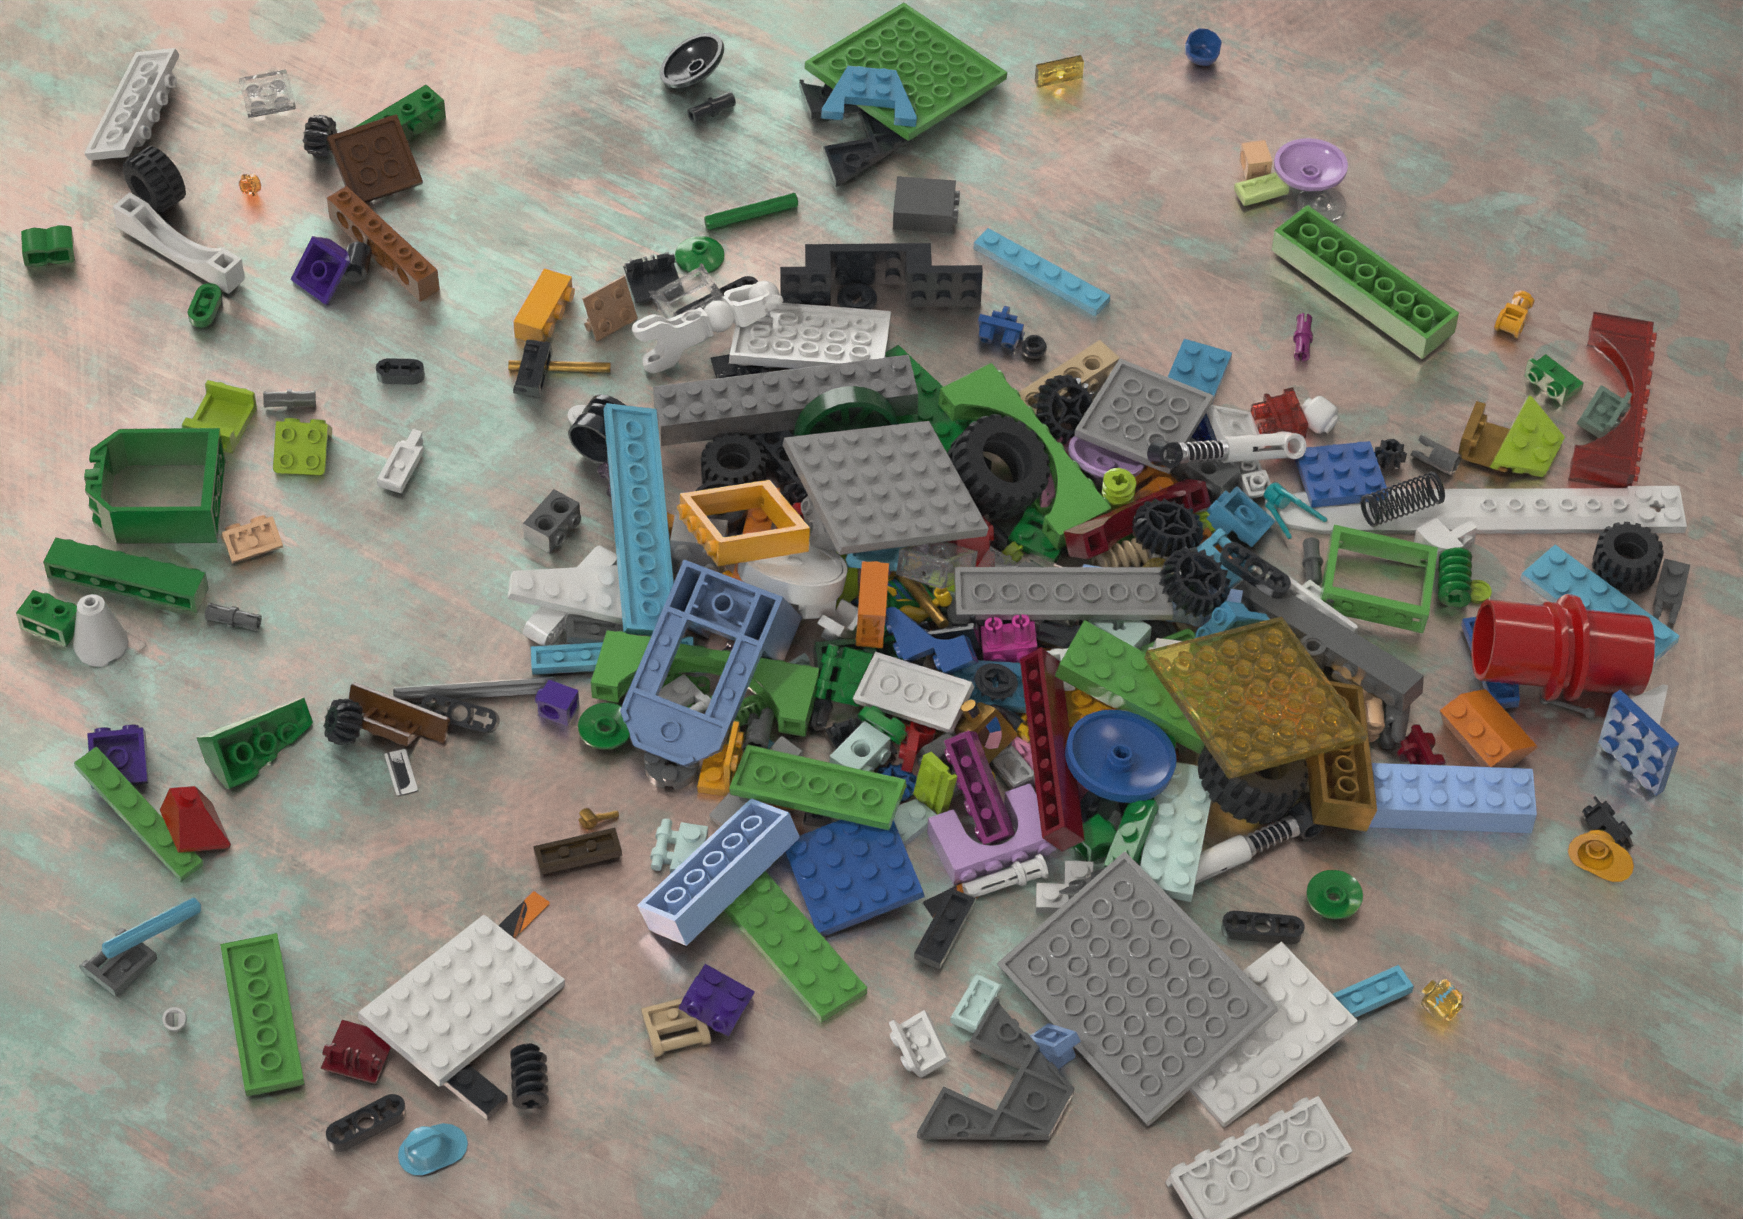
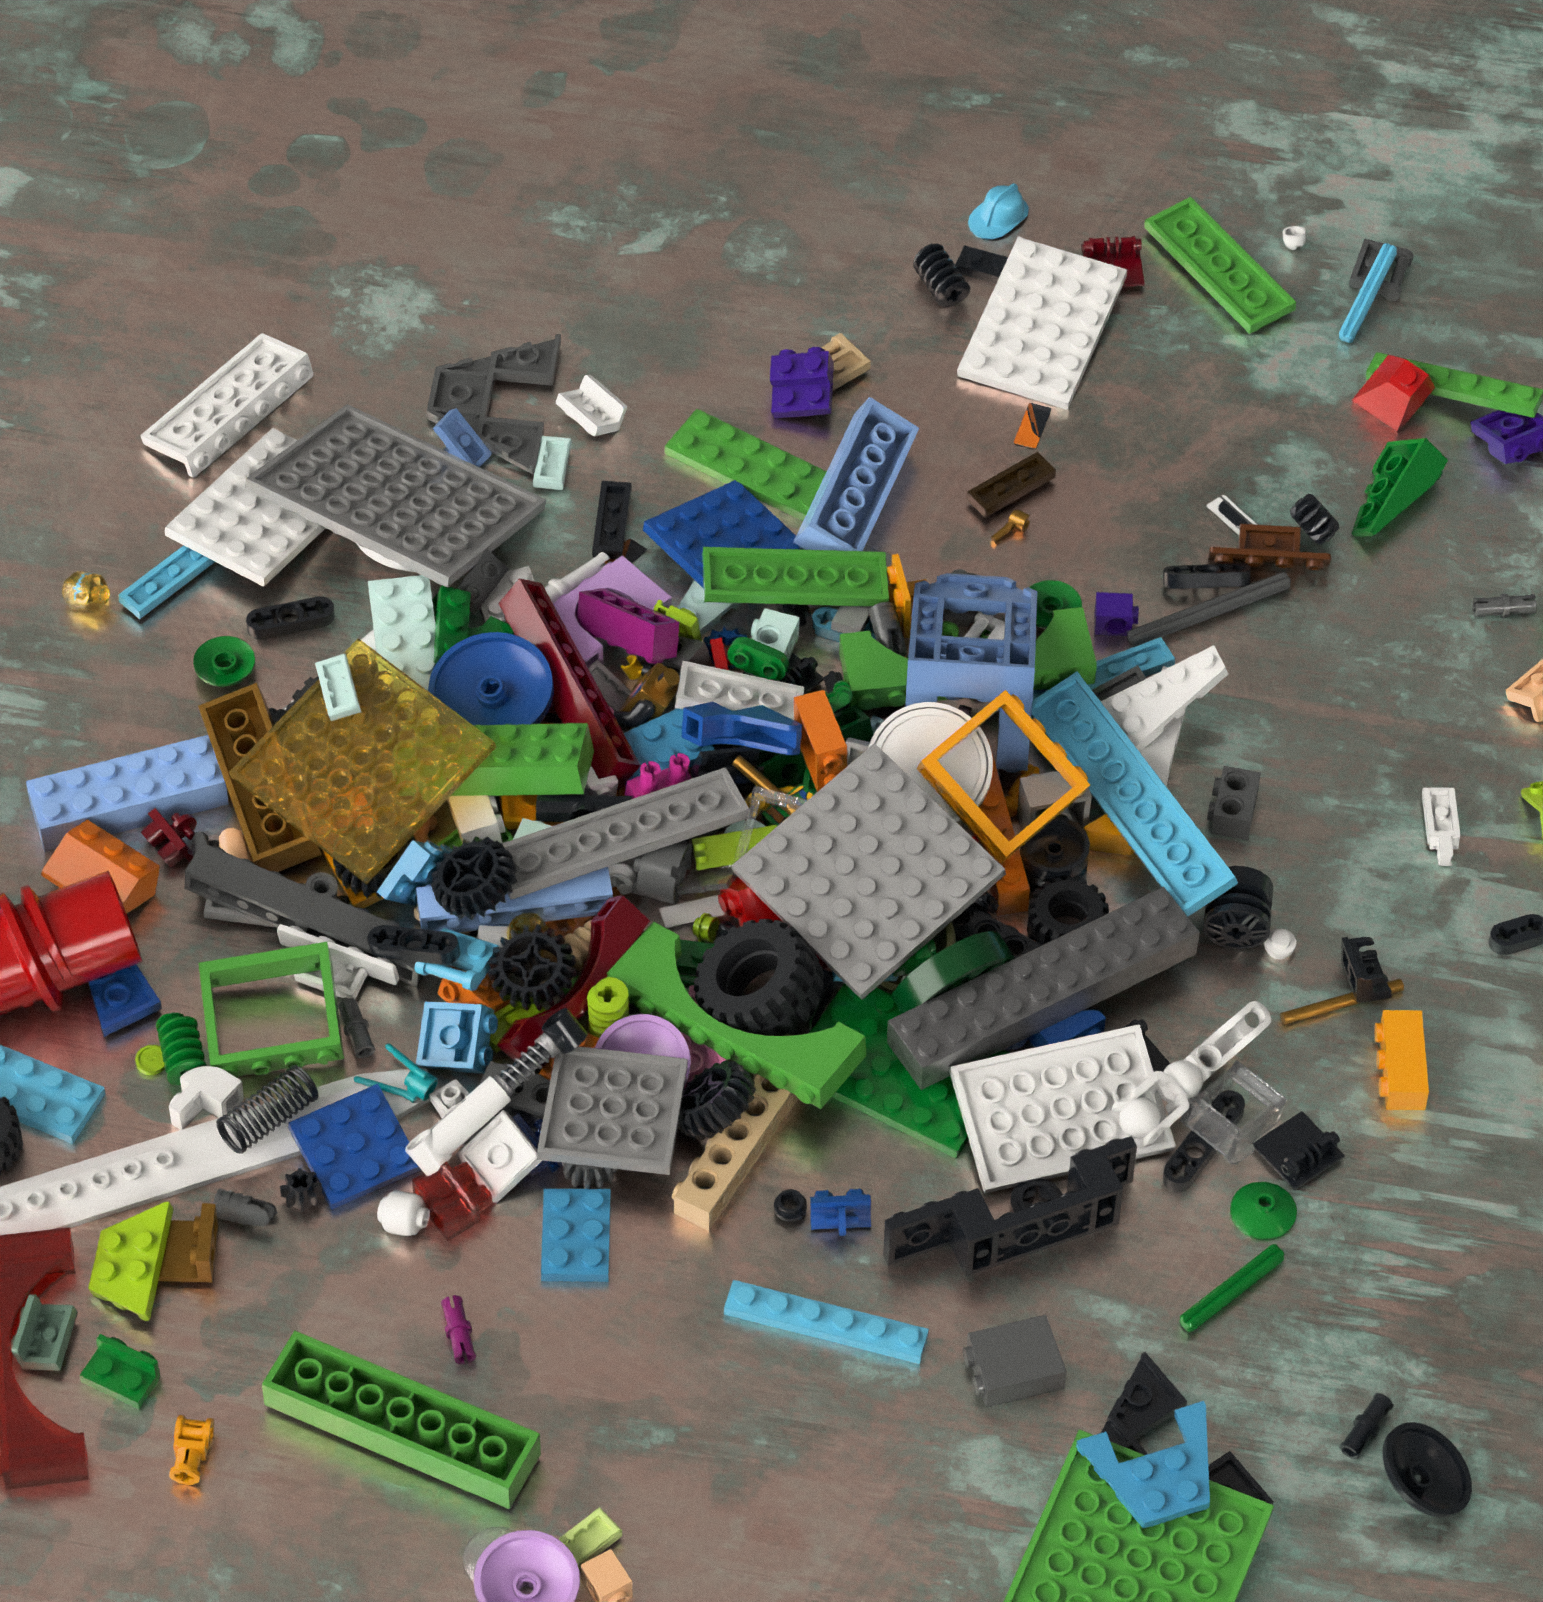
camera: 160 degrees right, 0 degrees up
(362, 1134) = (1072, 202): black beam -> none
(609, 308) = (1324, 1070): medium nougat hinge -> none
(687, 841) = (903, 522): light aqua plate -> none
(1006, 681) = (642, 727): black gear -> none
(1262, 735) = (338, 687): none -> light aqua plate

